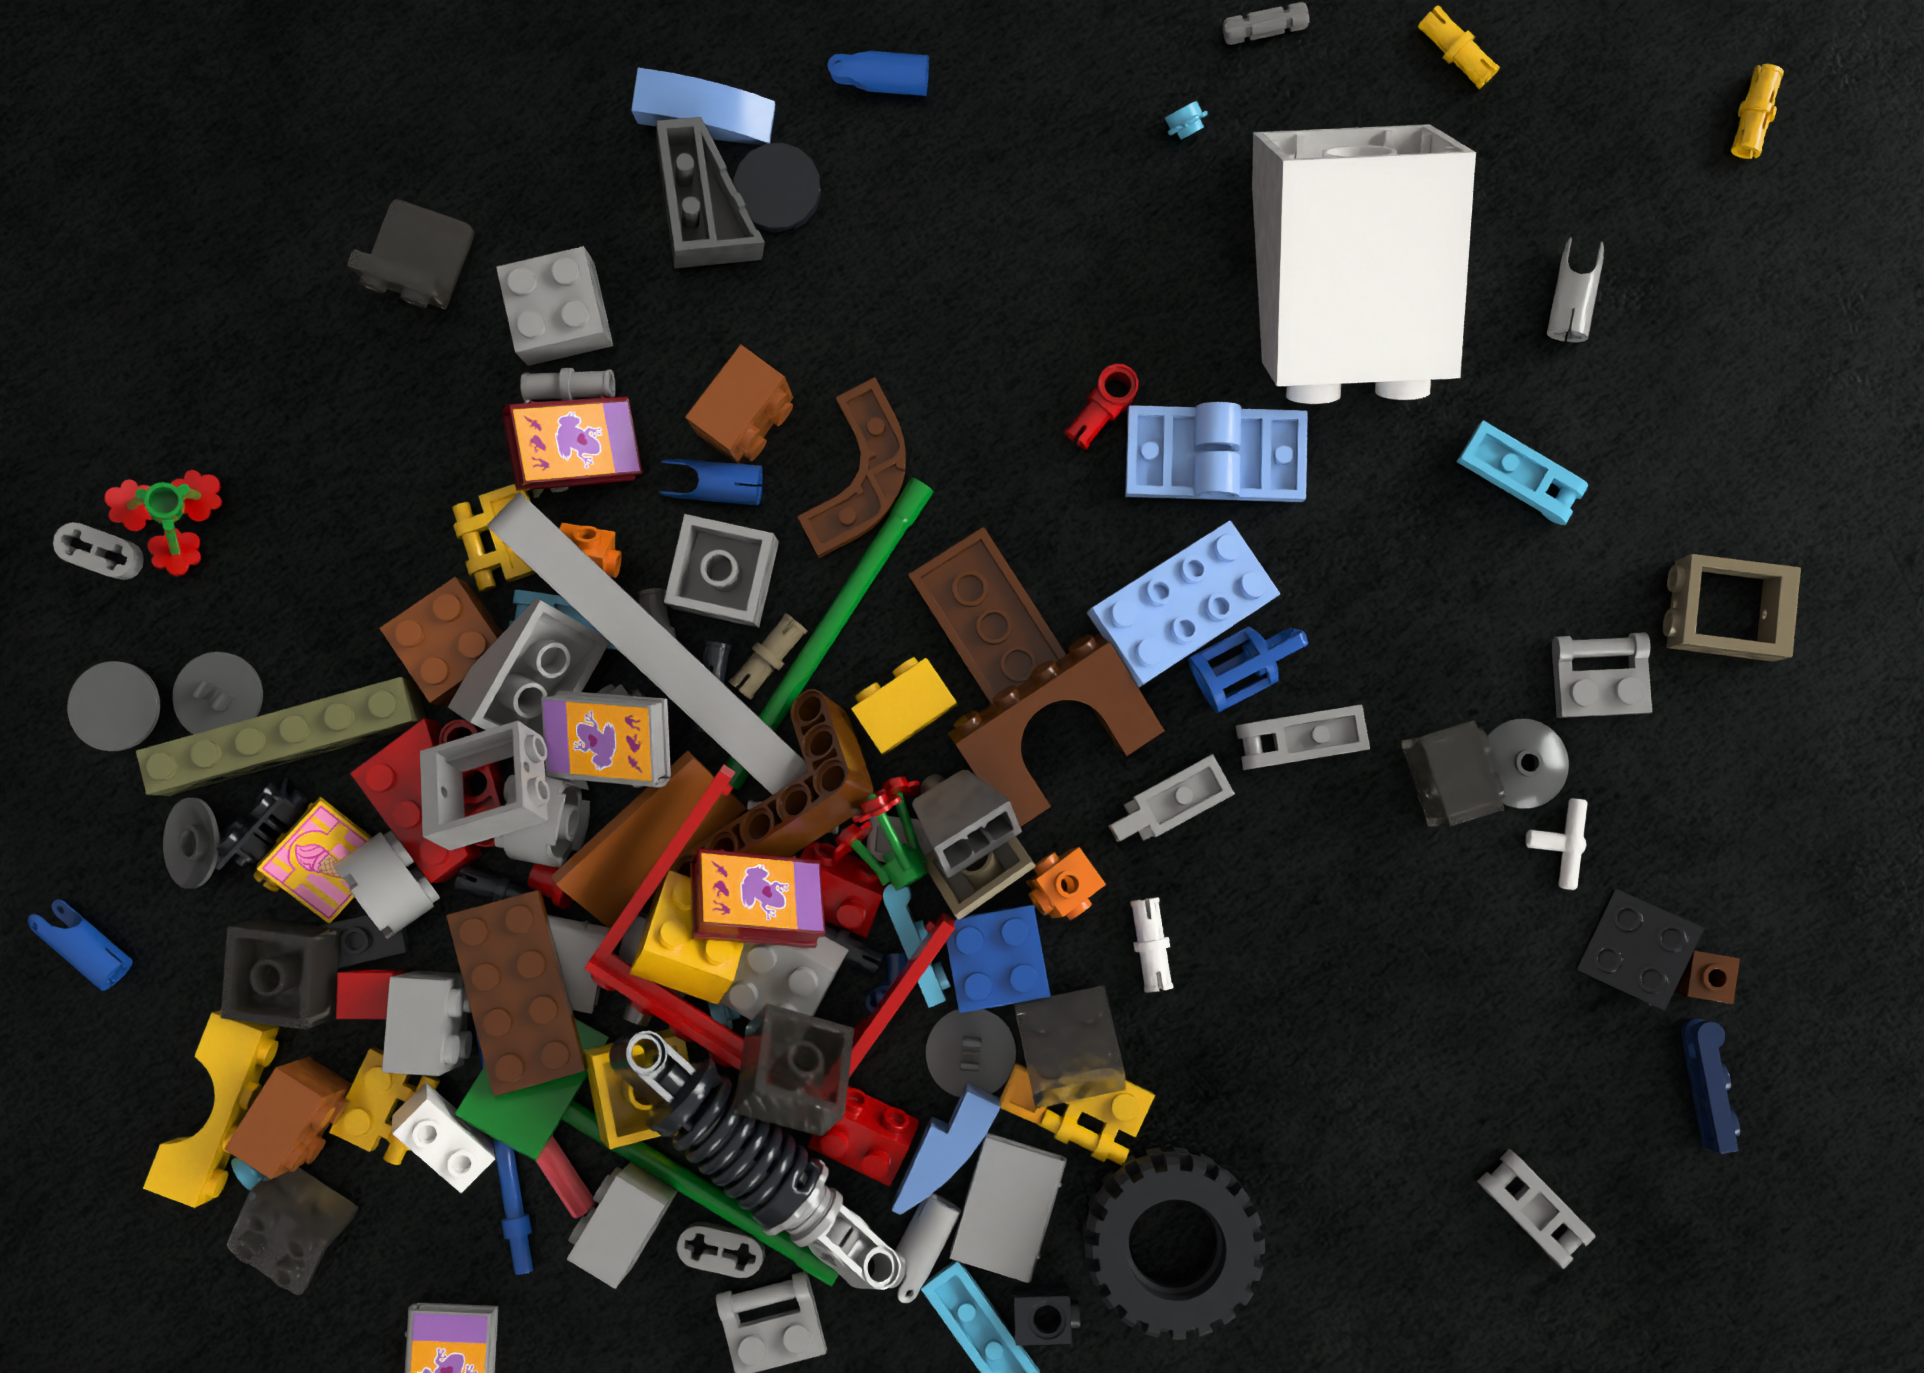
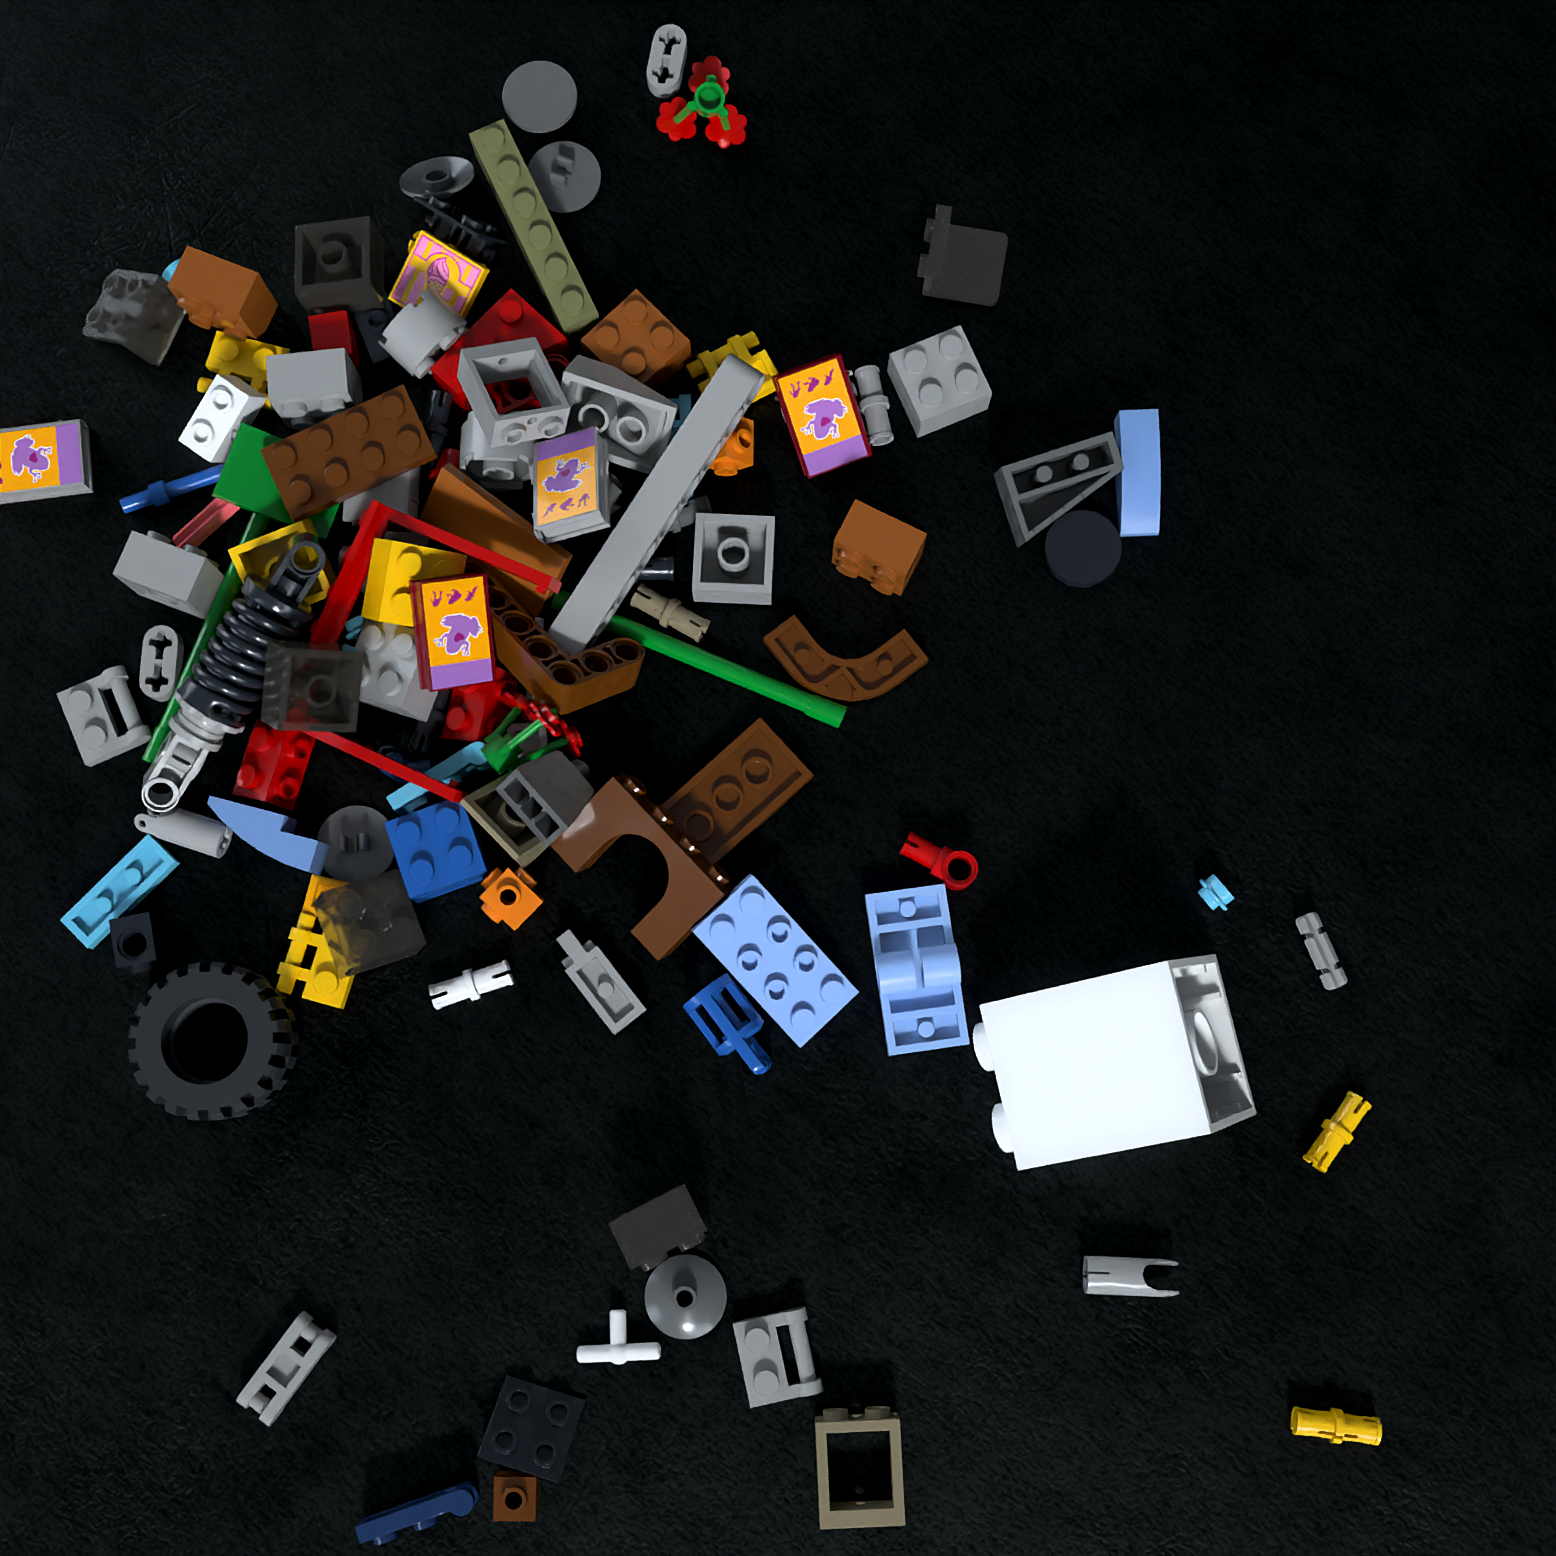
camera: 75 degrees right, 5 degrees down
(82, 946) = (340, 112): blue piece -> none
(234, 1056) = (263, 246): yellow arch -> none
(722, 482) = (813, 546): blue piece -> none
(882, 72) = (1203, 620): blue piece -> none
(903, 704) = (645, 733): yellow brick -> none
(1007, 1207) = (227, 897): light grey piece -> none
(1305, 736) = (675, 1090): light grey plate -> none
(1522, 472) = (950, 1252): medium azure plate -> none

